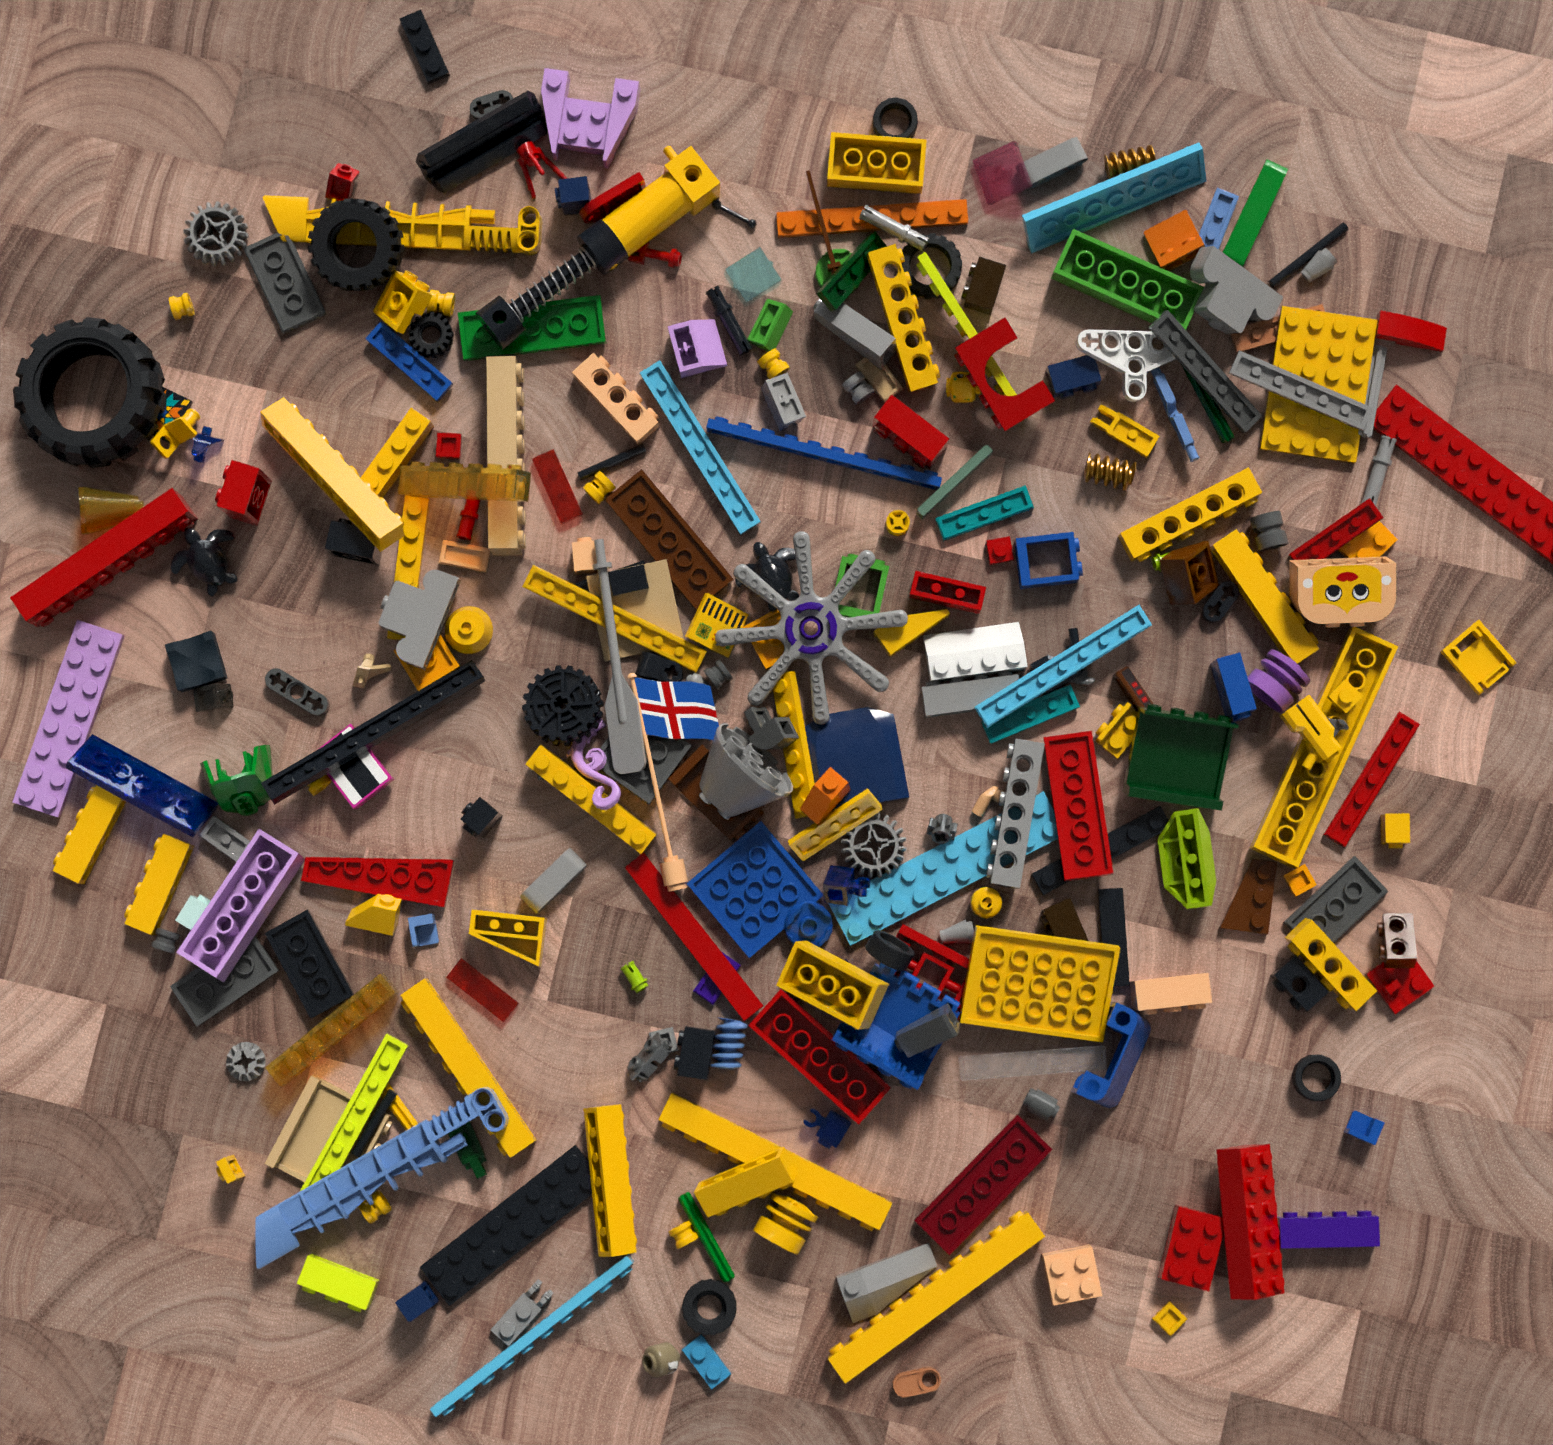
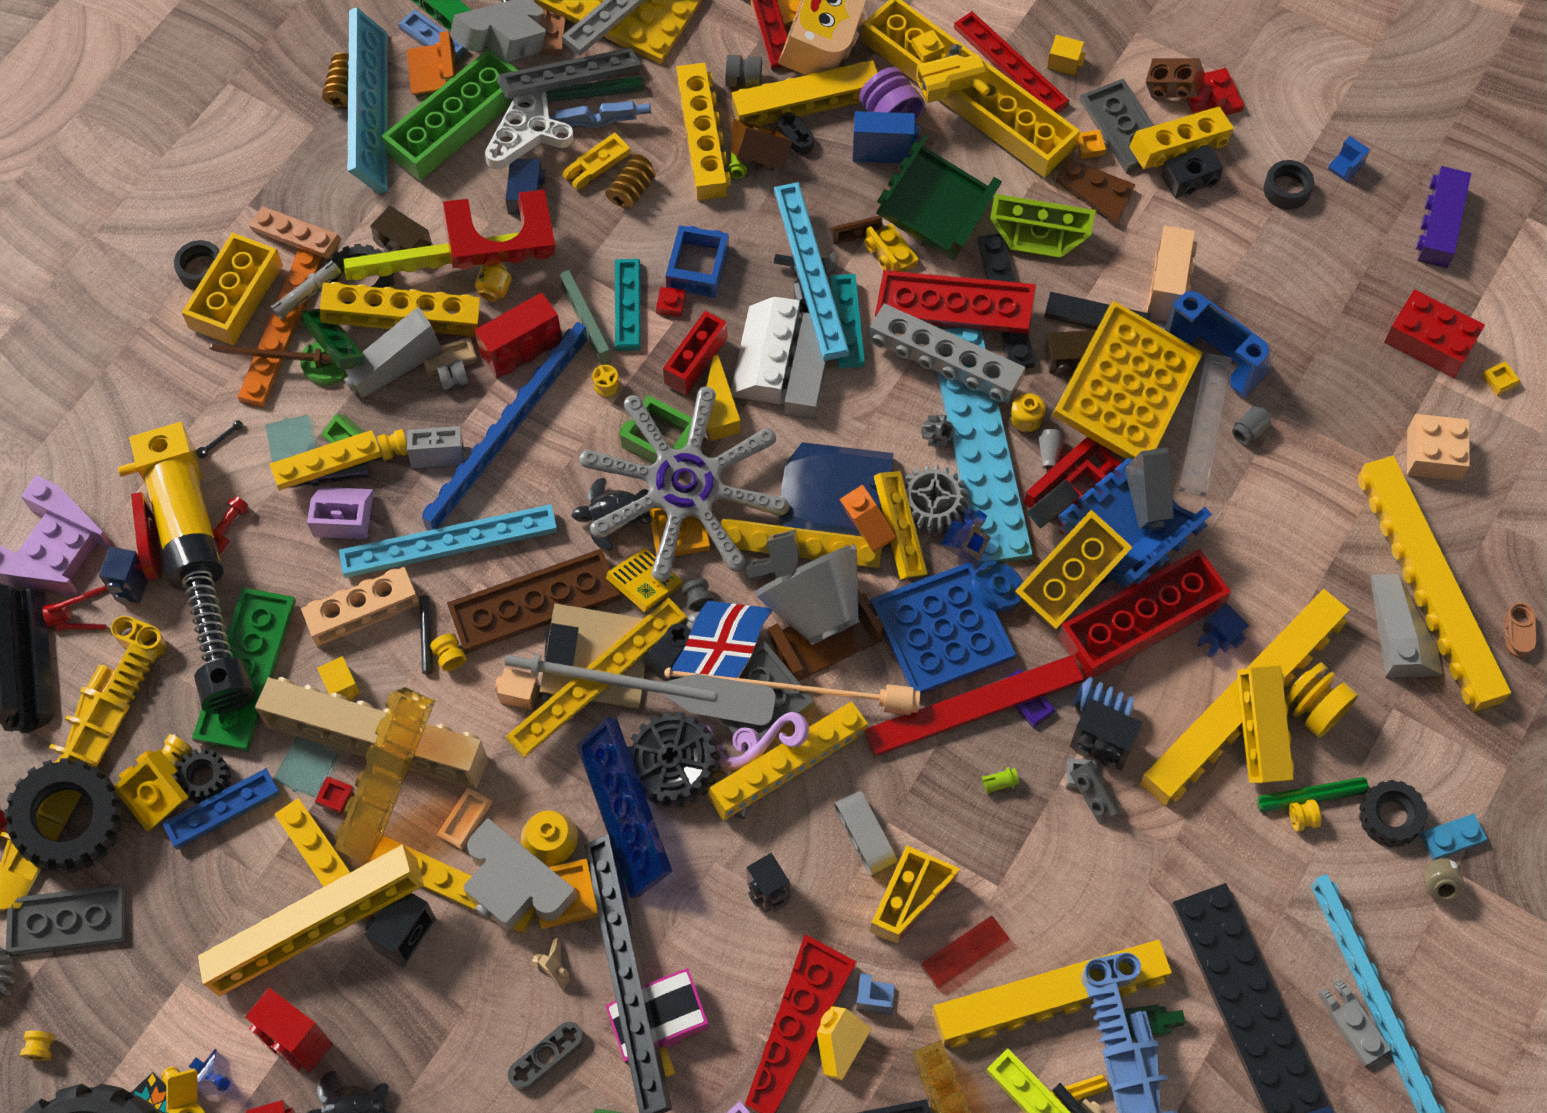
camera: 75 degrees left, 20 degrees down
(466, 412) = (305, 766): none -> clear light blue piece
(468, 518) = (424, 799): red pin -> none
(509, 680) = (624, 807): none -> clear blue plate
(544, 409) = (338, 678): none -> yellow brick
(557, 486) = (448, 694): clear red tile -> none
(610, 1180) = (1225, 872): yellow brick -> none
(735, 315) = (325, 460): none -> yellow plate
(953, 191) = (295, 232): none -> nougat plate
(983, 1184) = (1323, 504): dark red plate -> none
(984, 800) = (921, 387): light nougat arm -> none
(1002, 173) = (297, 186): clear pink plate -> none
(1055, 161) = (308, 145): light grey beam -> none
(1250, 1222) = (1422, 270): red brick -> none

